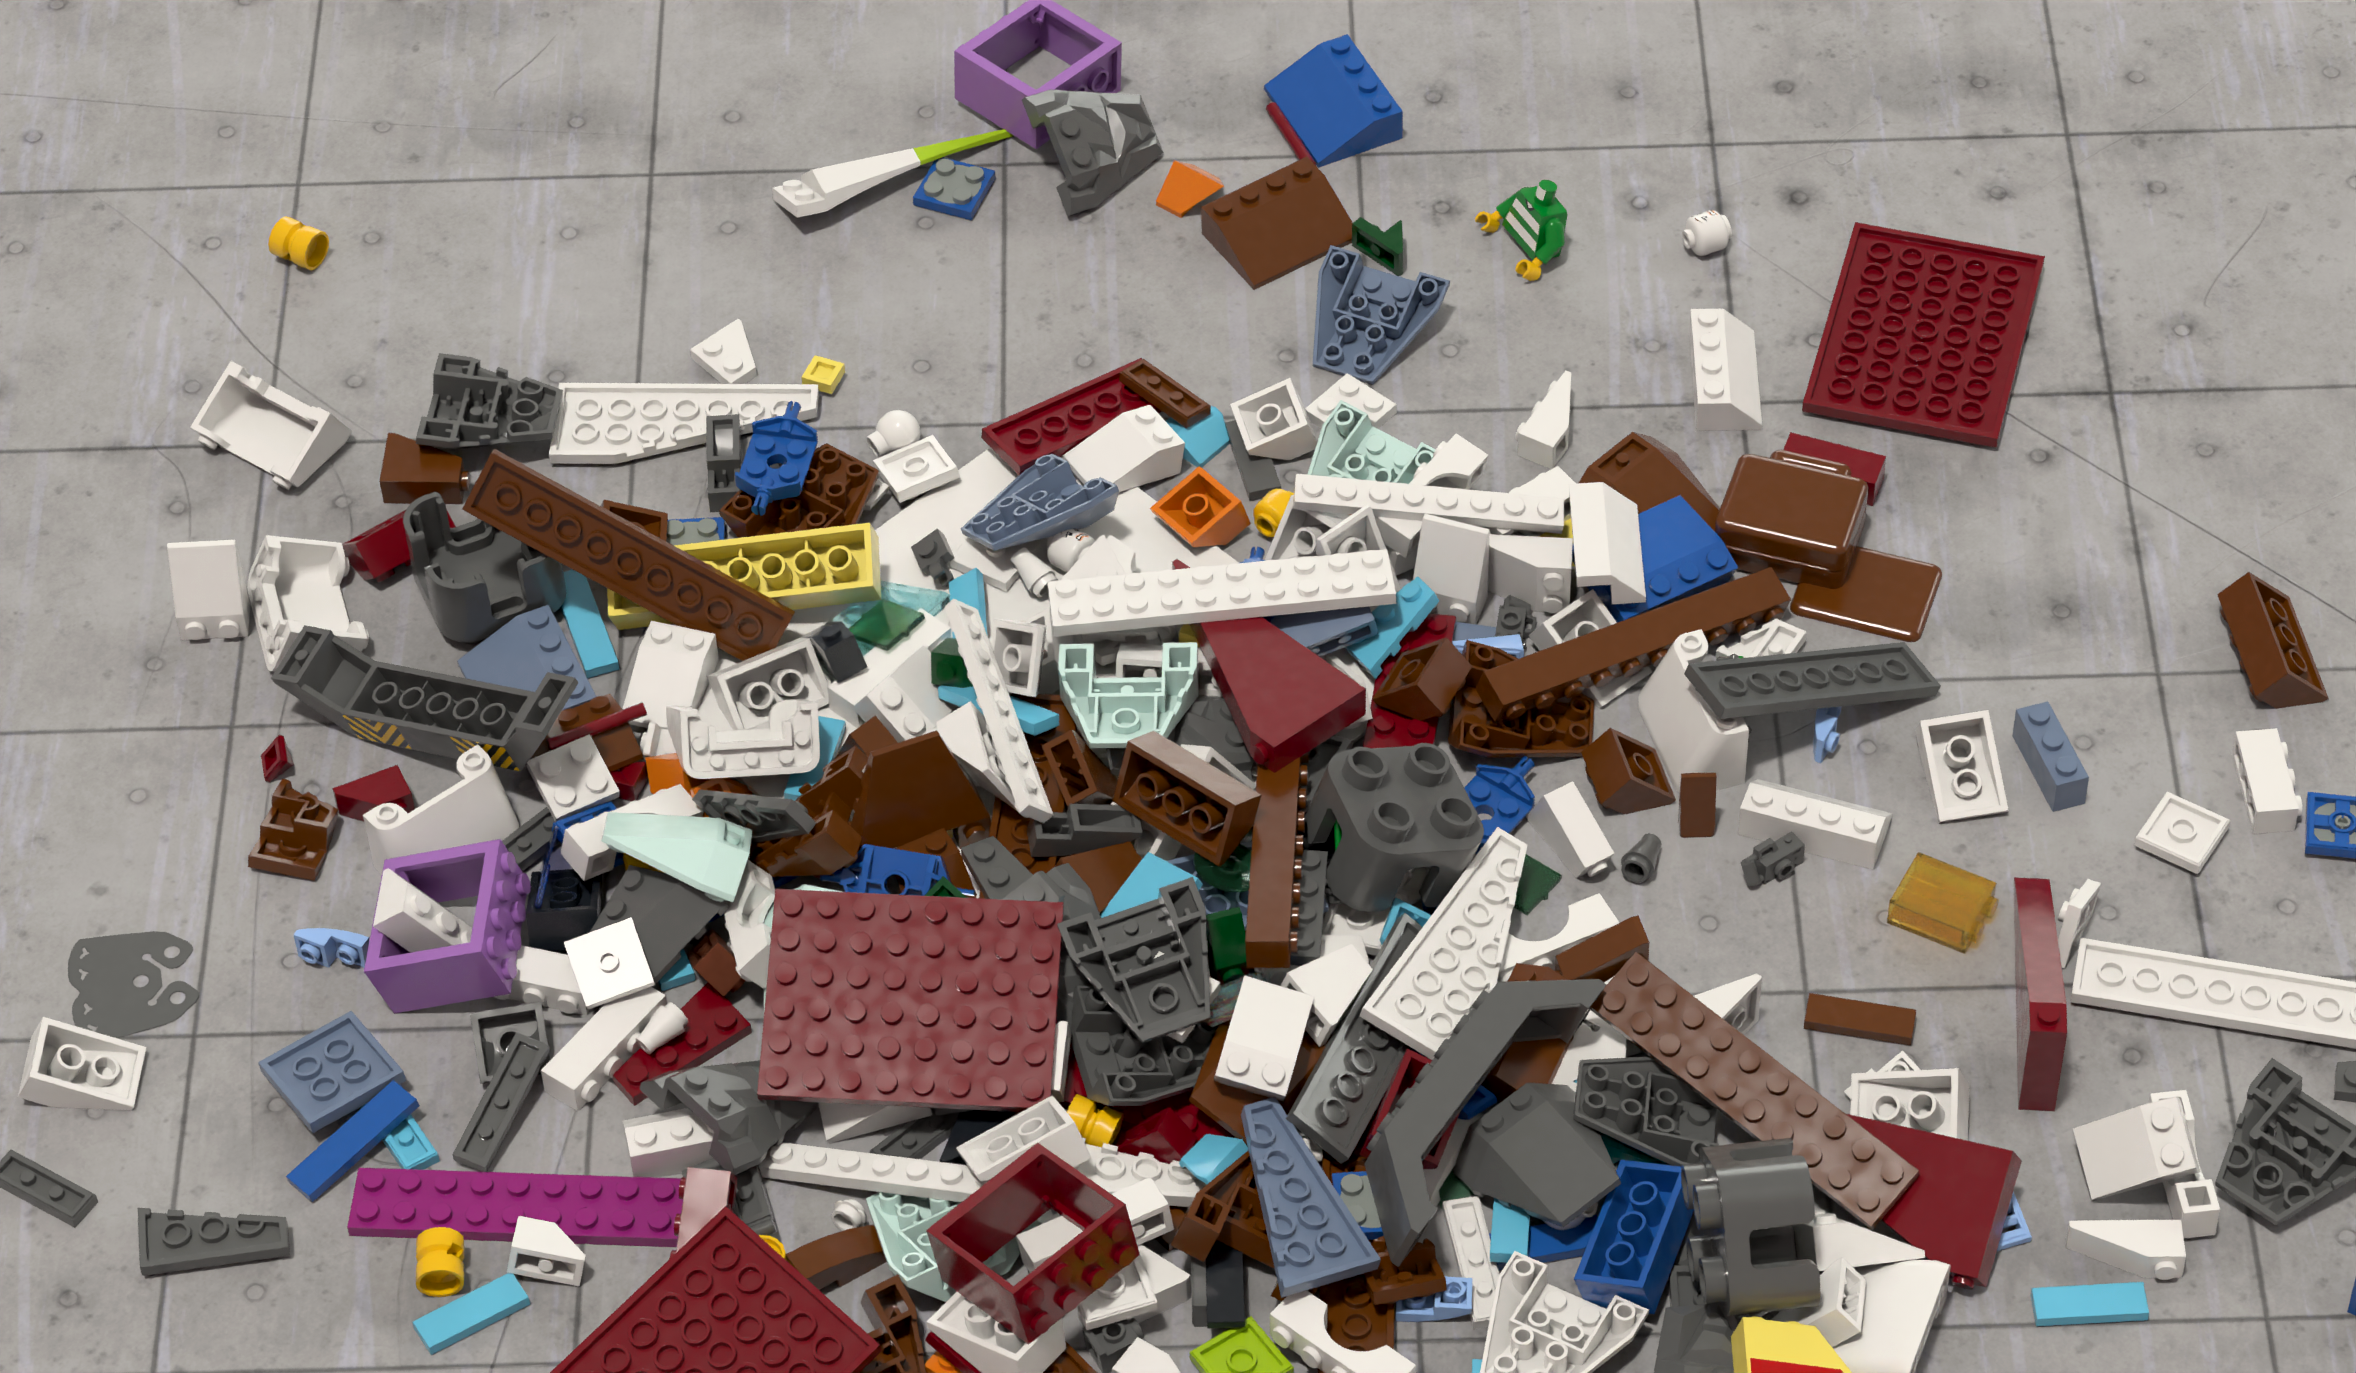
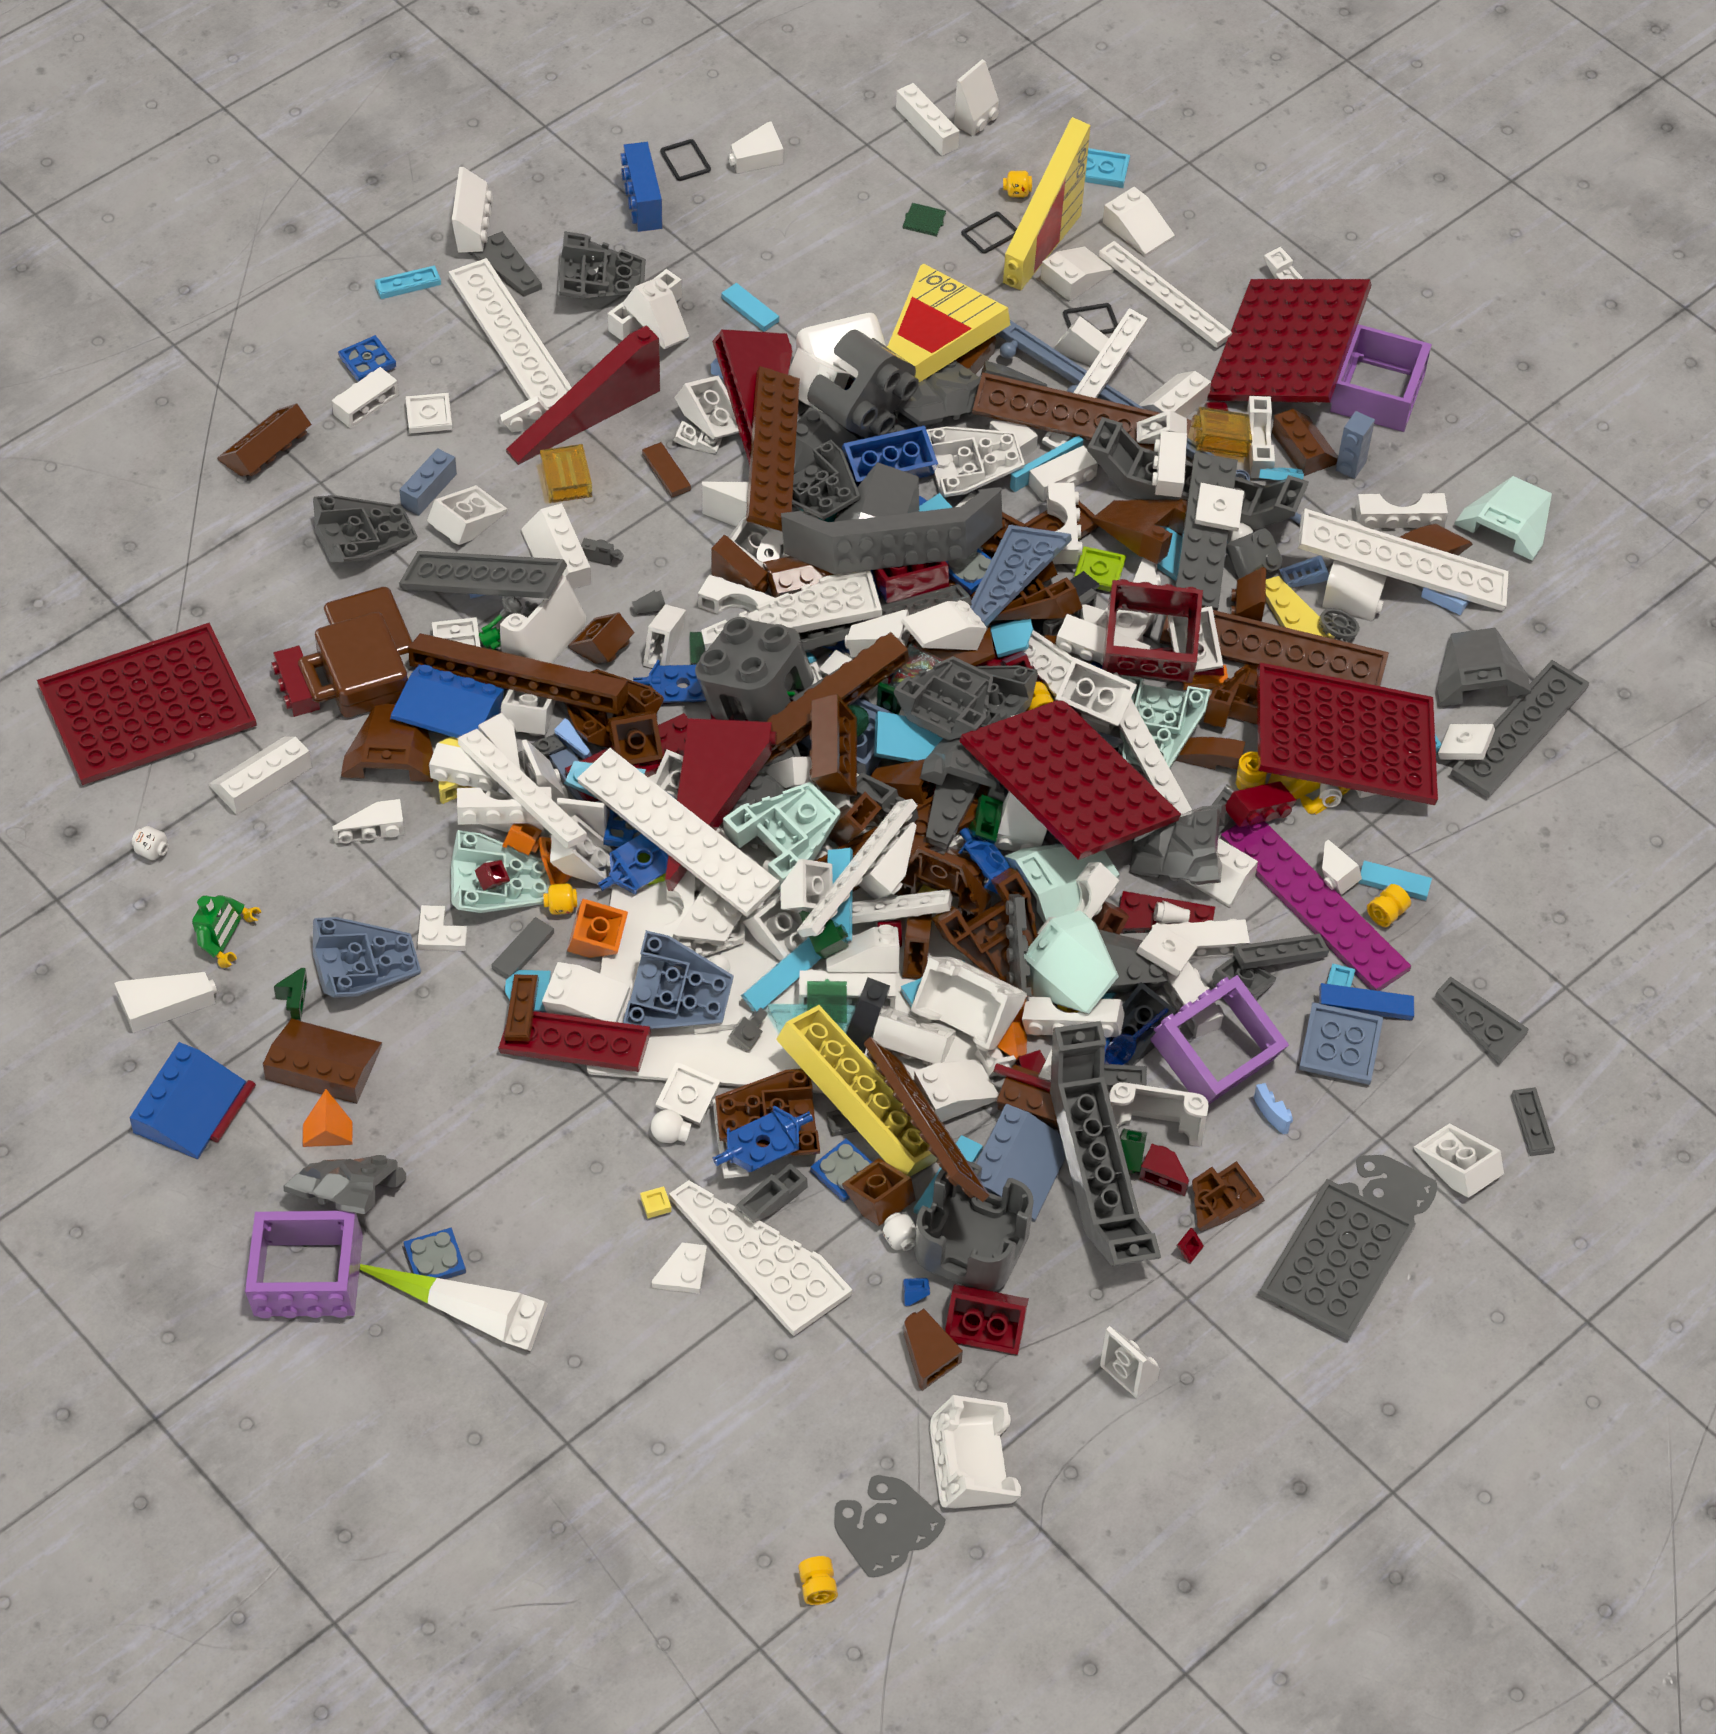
camera: 135 degrees left, 5 degrees up
(112, 873) = (1337, 1259): none -> dark grey plate
(280, 346) = (896, 1536): none -> dark grey piece
(296, 586) = (1078, 1326): white windscreen -> none
(415, 918) = (1228, 1049): white slope -> none
(427, 776) = (1133, 1147): none -> dark green slope
(485, 407) = (860, 1342): dark grey wedge -> none
(848, 1214) = (1183, 769): white plate -> none
(1275, 422) = (495, 941): white slope -> none
(1361, 458) = (492, 875): none -> dark red slope
(1486, 144) = (163, 998): none -> white slope
(1607, 541) = (469, 708): white slope -> none
(1697, 805) = (599, 593): reddish brown slope -> none
(2022, 649) = (359, 528): none -> dark grey wedge
(2135, 1246) = (702, 300): white slope -> none

